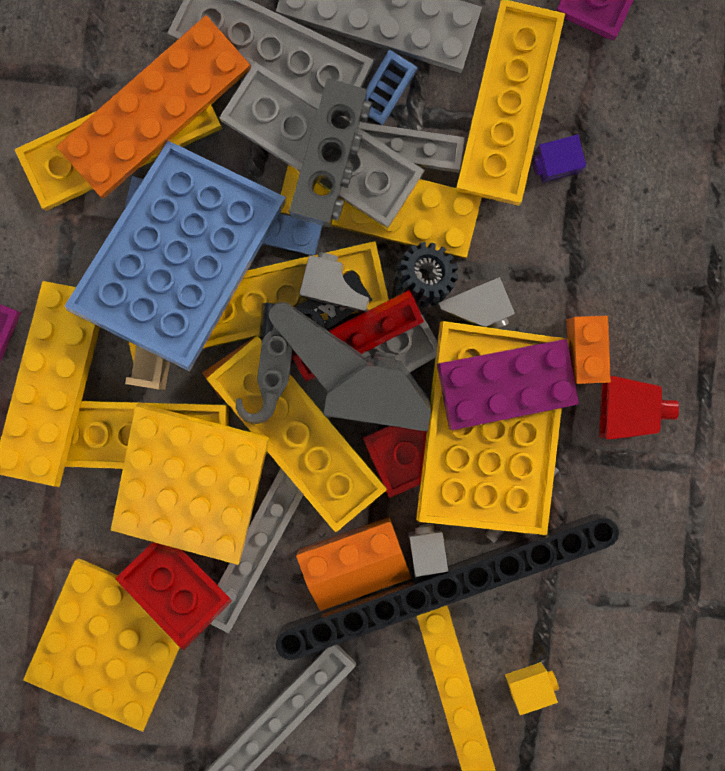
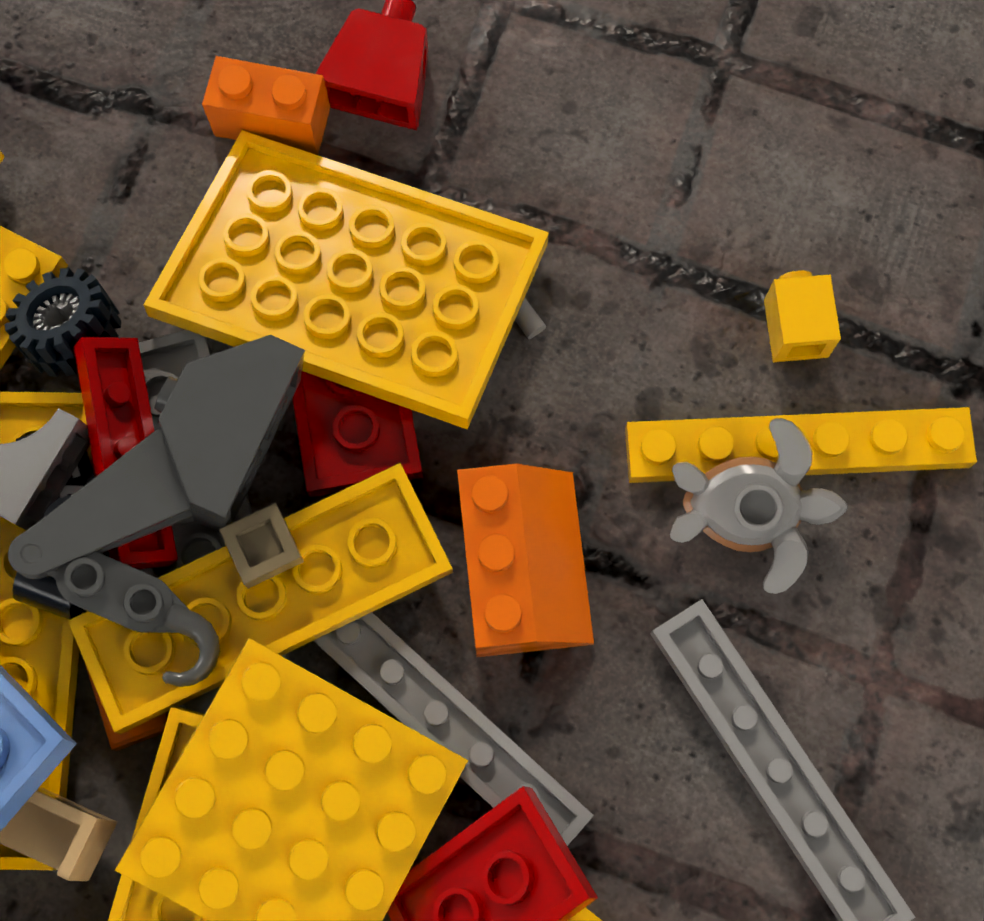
camera: 75 degrees left, 15 degrees down
(319, 431) = (261, 545): none -> dark tan plate
(415, 686) = (758, 504): none -> light grey animal
(427, 550) = (528, 429): light grey brick -> none
(463, 587) = (591, 442): black beam -> none
(480, 305) = (139, 244): light grey slope -> none
(507, 384) = (279, 233): magenta plate -> none

